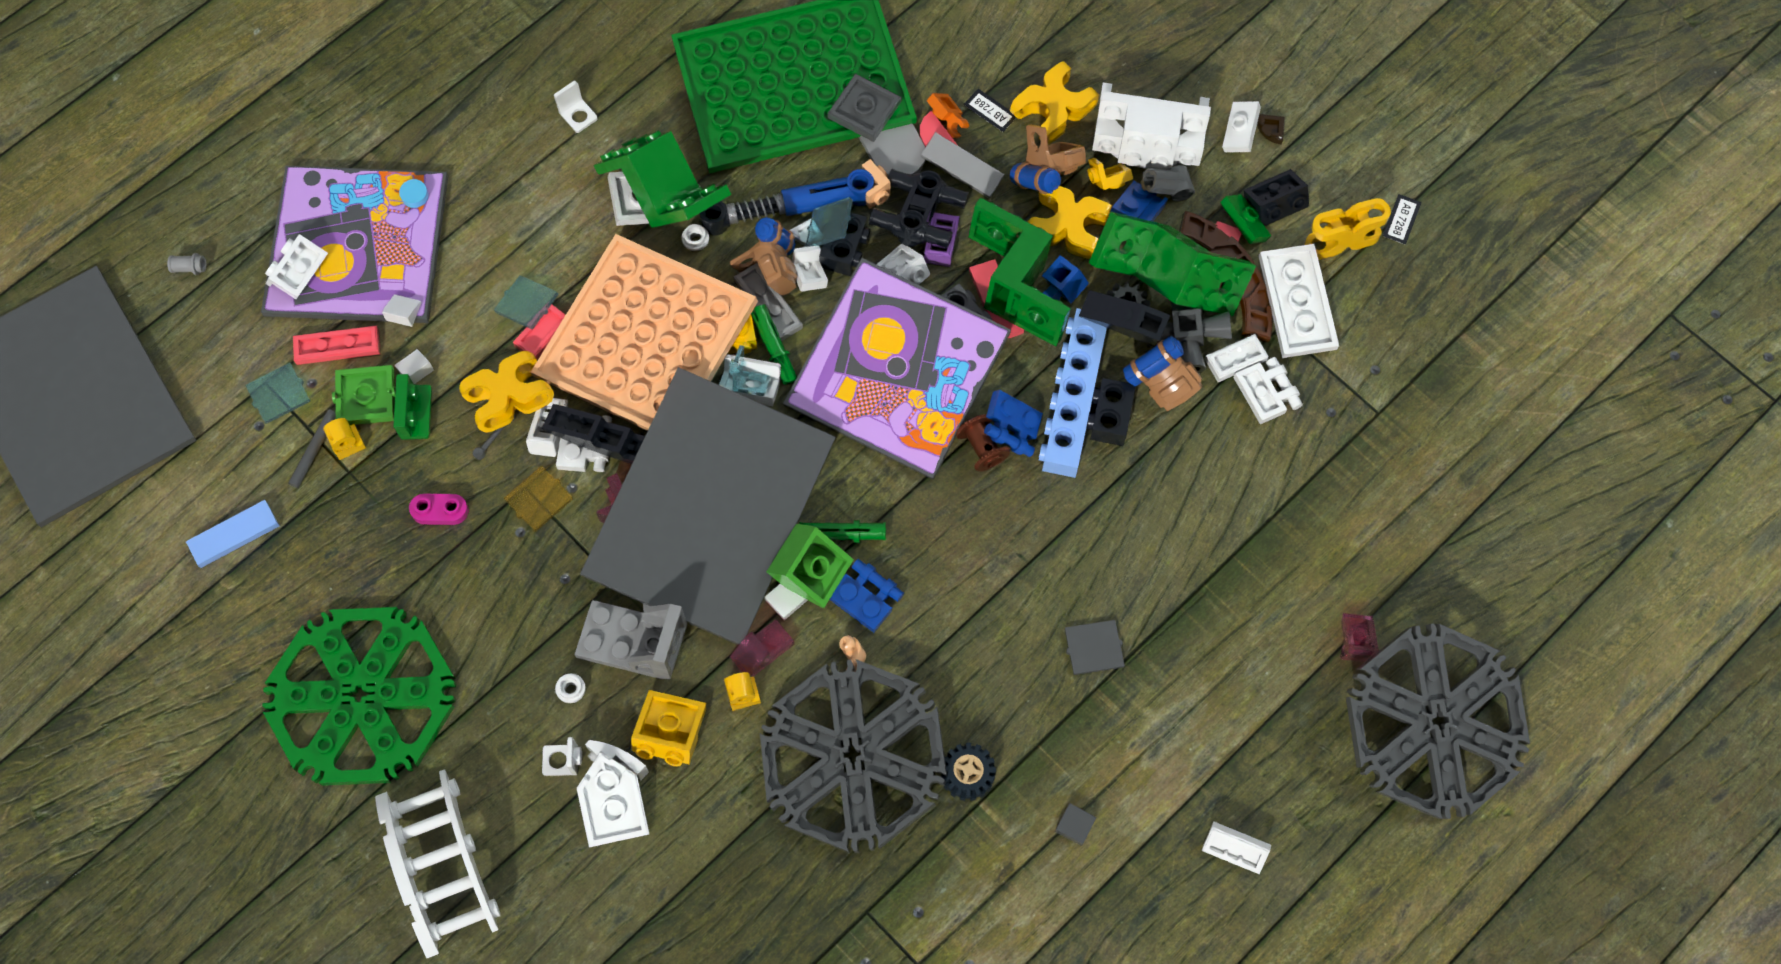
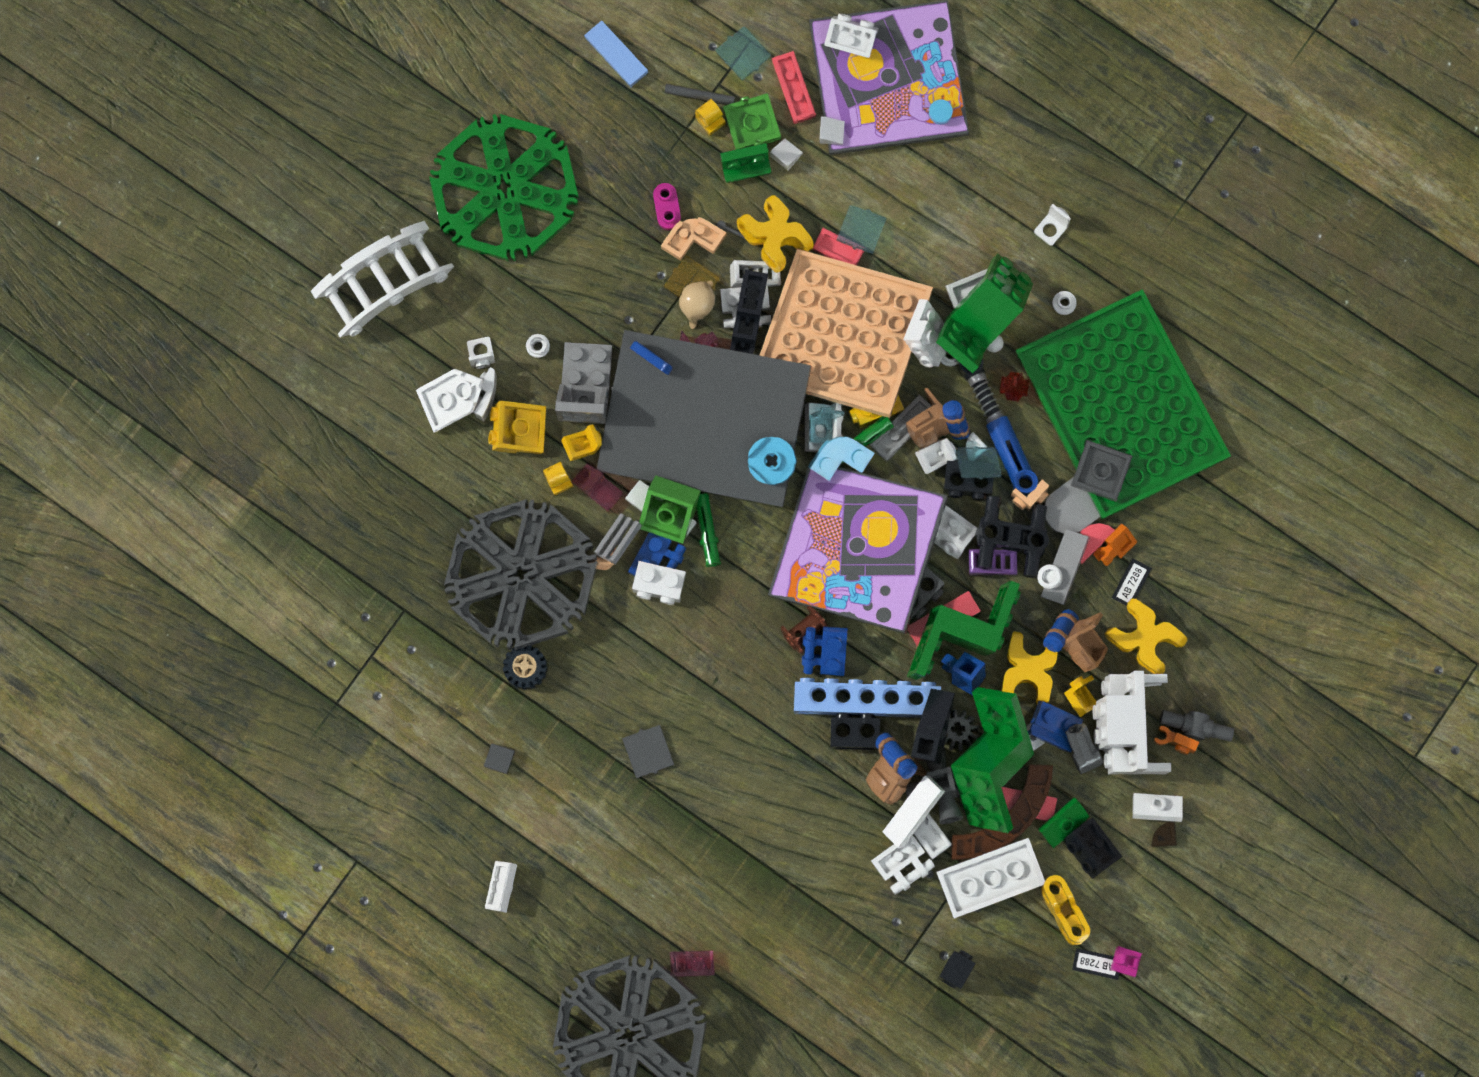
camera: 85 degrees right, 10 degrees up
(478, 483) = (691, 231): none -> light nougat plate
(566, 490) = (697, 301): none -> tan hair
(623, 544) = (651, 357): none -> blue tile
(669, 120) = (1064, 310): none -> white plate
(672, 246) = (923, 334): none -> white plate
(705, 653) = (582, 443): none -> yellow bracket
(749, 177) = (1014, 386): none -> clear red gear
(775, 448) = (774, 474): none -> medium azure plate
(784, 368) = (838, 450): none -> medium azure plate
(816, 615) = (615, 536): none -> light grey tile
(895, 594) = (658, 582): none -> white bracket
(971, 180) = (1050, 577): none -> white tile
(1160, 70) = (1196, 725): none -> dark grey pin
(1177, 87) = (1183, 743): none -> orange plate
(1216, 359) = (913, 811): none -> white tile
(1400, 349) = (957, 969): none -> black brick
(1404, 187) = (1125, 961): none -> dark pink tile

